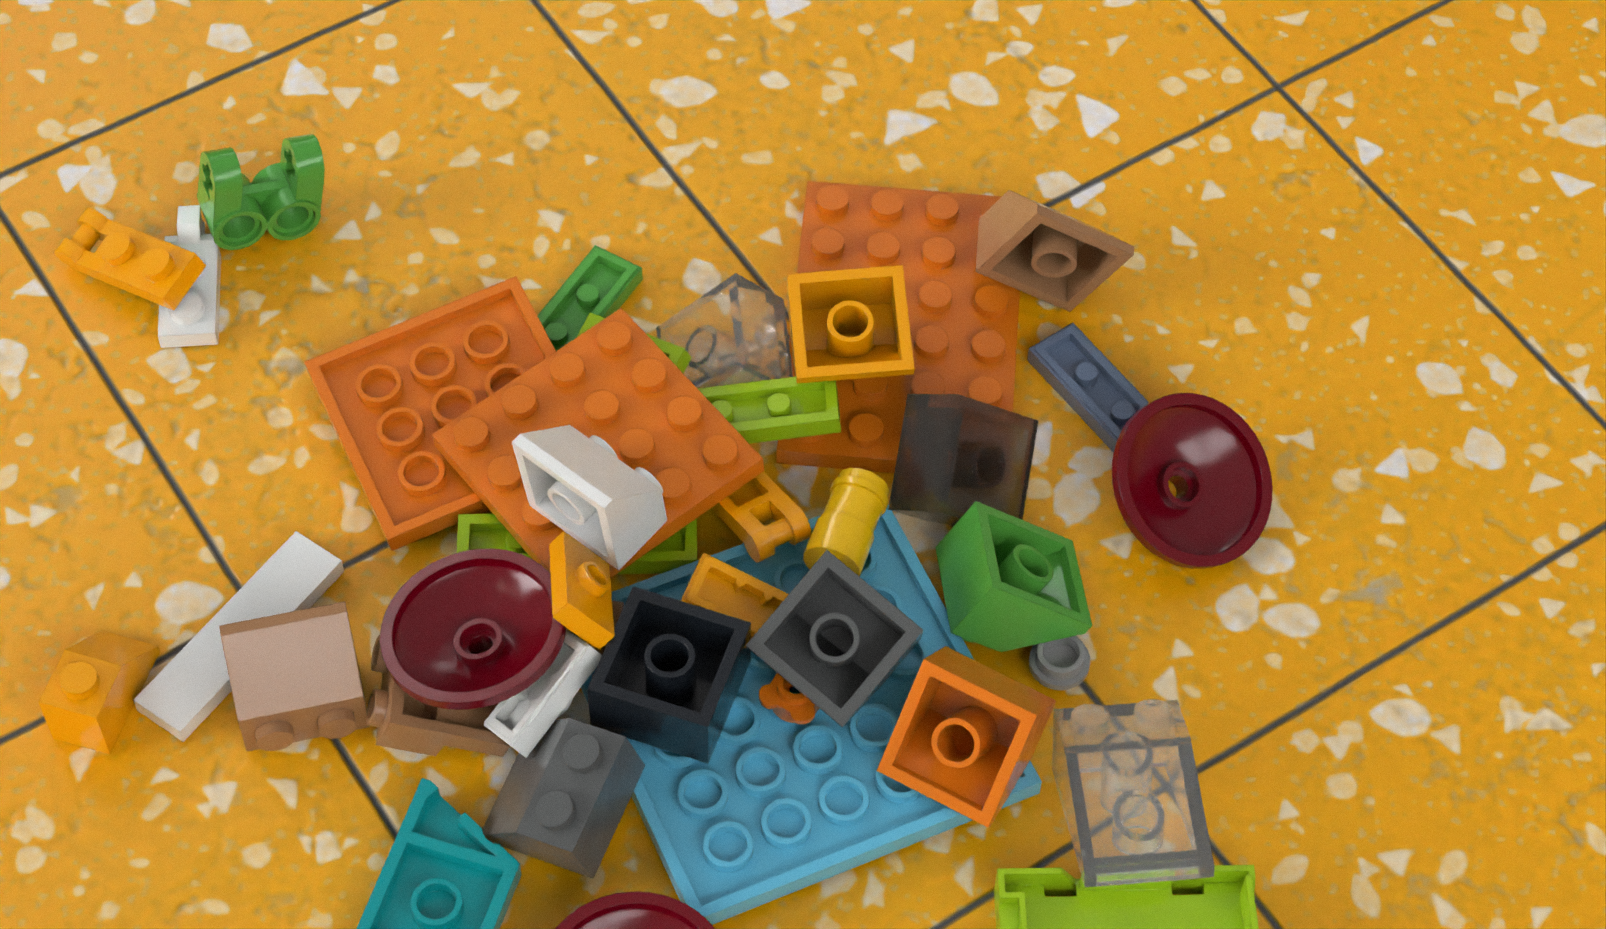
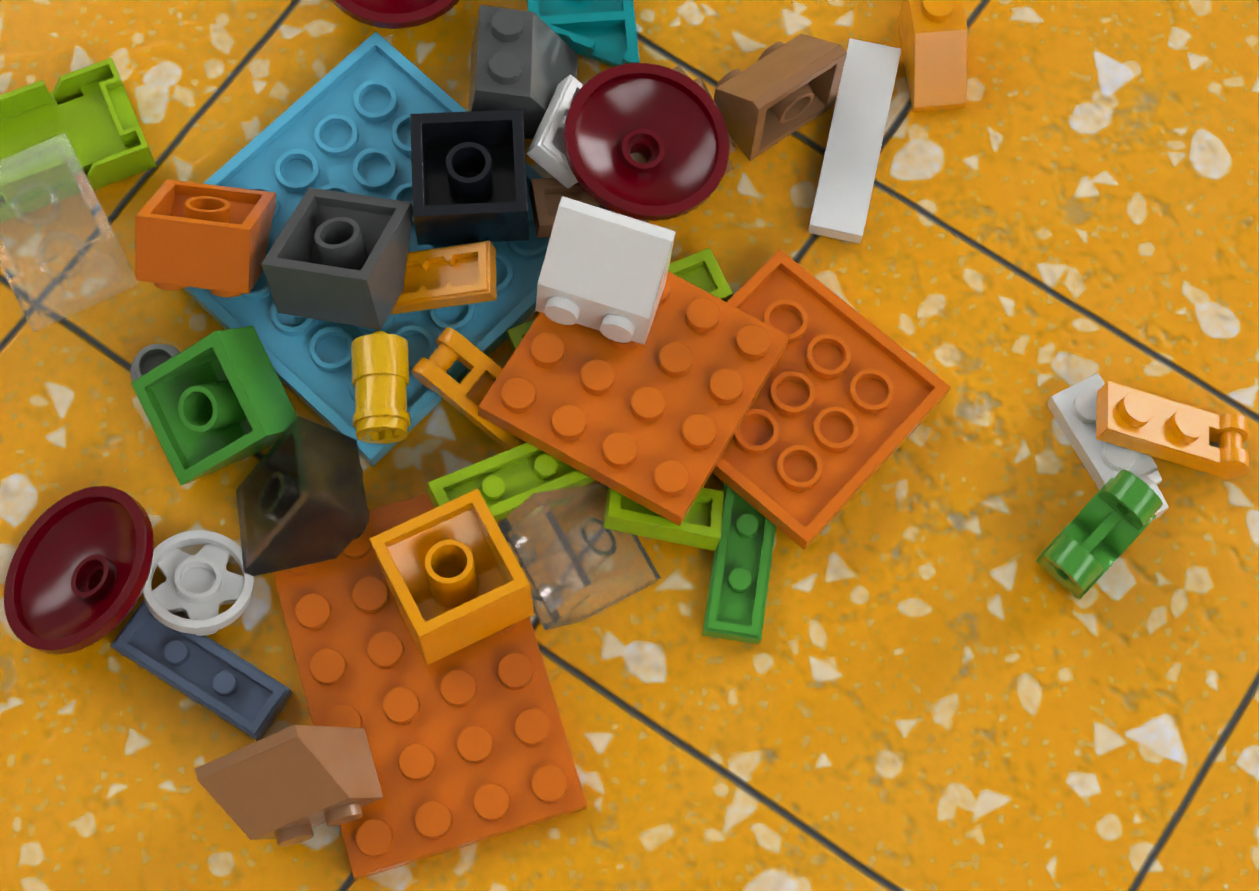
camera: 155 degrees right, 15 degrees up
(581, 591) = (561, 171): light orange plate -> none
(1079, 456) = (198, 583): none -> white wheel

